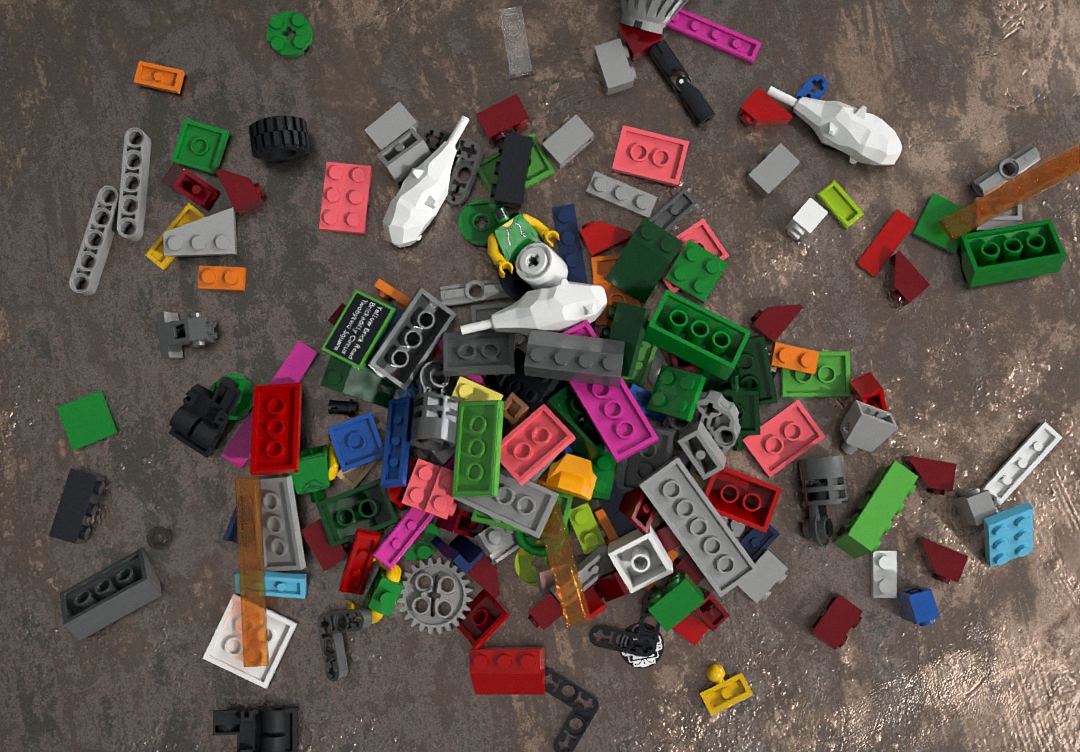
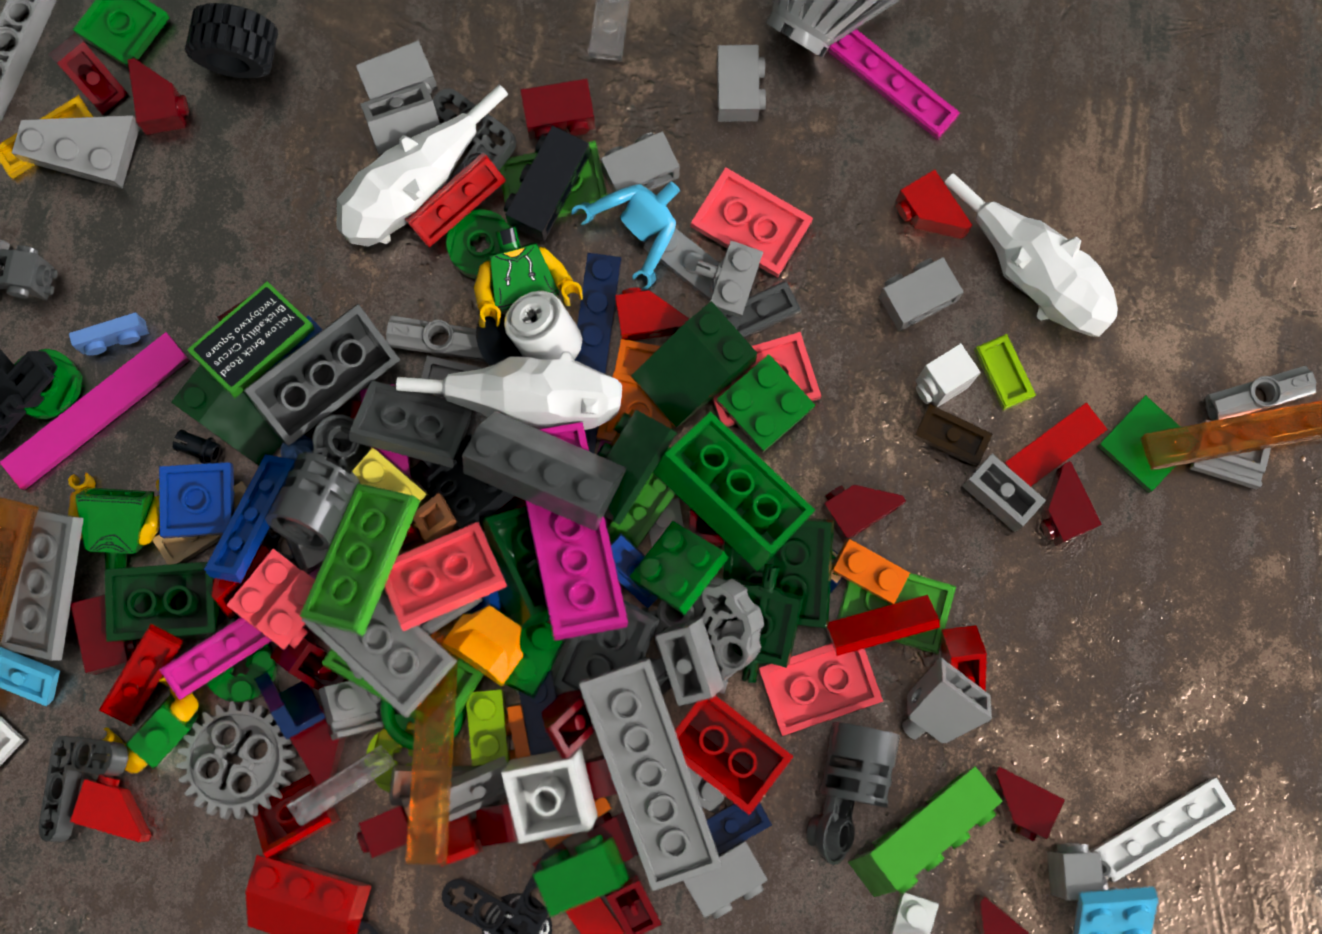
camera: 10 degrees right, 5 degrees down
(221, 278) = (88, 213): orange plate -> none
(270, 348) = (121, 330): none -> medium blue plate
(276, 429) = (84, 446): red plate -> none
(345, 198) = (301, 154): coral plate -> none
(367, 650) = (110, 809): none -> red slope
(387, 292) = (314, 301): orange plate -> none
(458, 199) = (456, 200): none -> red tile
(508, 591) = (341, 785): none -> clear tile
(581, 173) = (644, 217): none -> medium azure piece
(637, 40) = (784, 58): dark red slope -> none
(650, 196) = (732, 277): none -> light grey plate
(691, 96) = (835, 155): black piece -> none
(805, 90) = (1006, 194): blue beam -> none
(812, 389) = (882, 625): none -> red tile
(819, 255) = (953, 435): none -> dark brown plate
(863, 283) = (1004, 493): none -> light grey brick
(1011, 253) = (1235, 515): green slope -> none

